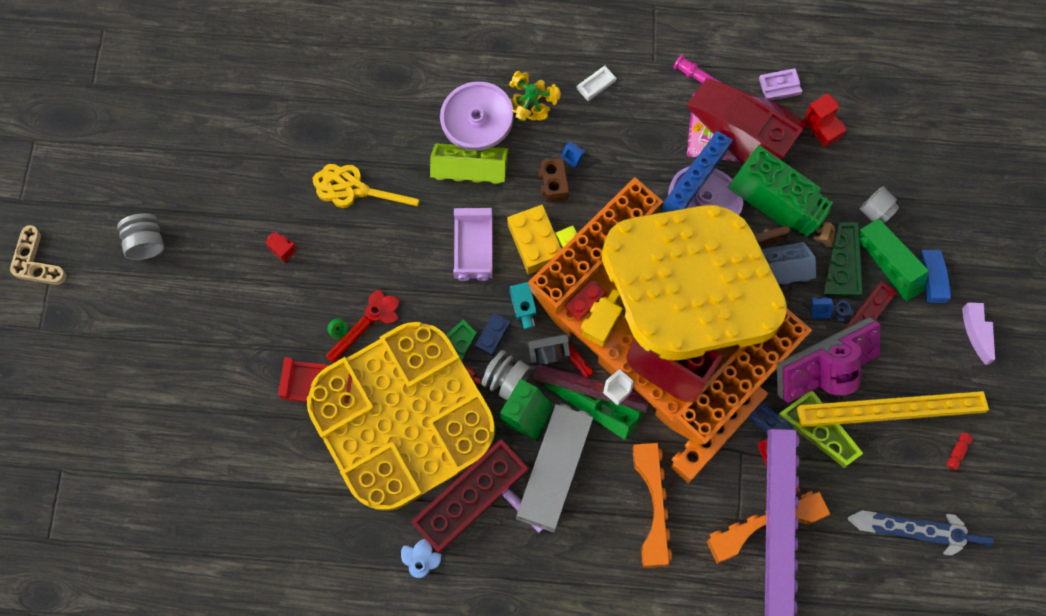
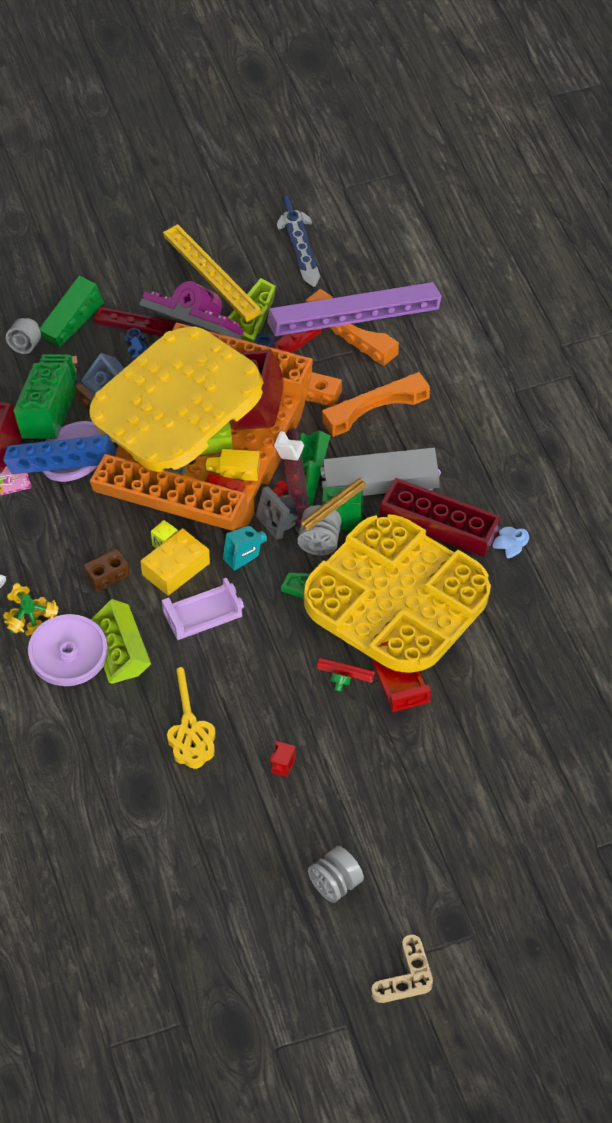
camera: 115 degrees left, 20 degrees down
(384, 306) = (301, 656): red plate -> none
(492, 334) = (281, 565): dark blue plate -> none
(507, 385) = (333, 504): none -> pearl gold axle
(572, 154) = (72, 566): blue tile -> none
(845, 263) = (91, 344): dark green wing -> none
(937, 282) = (59, 289): blue slope -> none
(959, 451) = (221, 235): red axle -> none
(979, 331) = (111, 246): lavender slope -> none

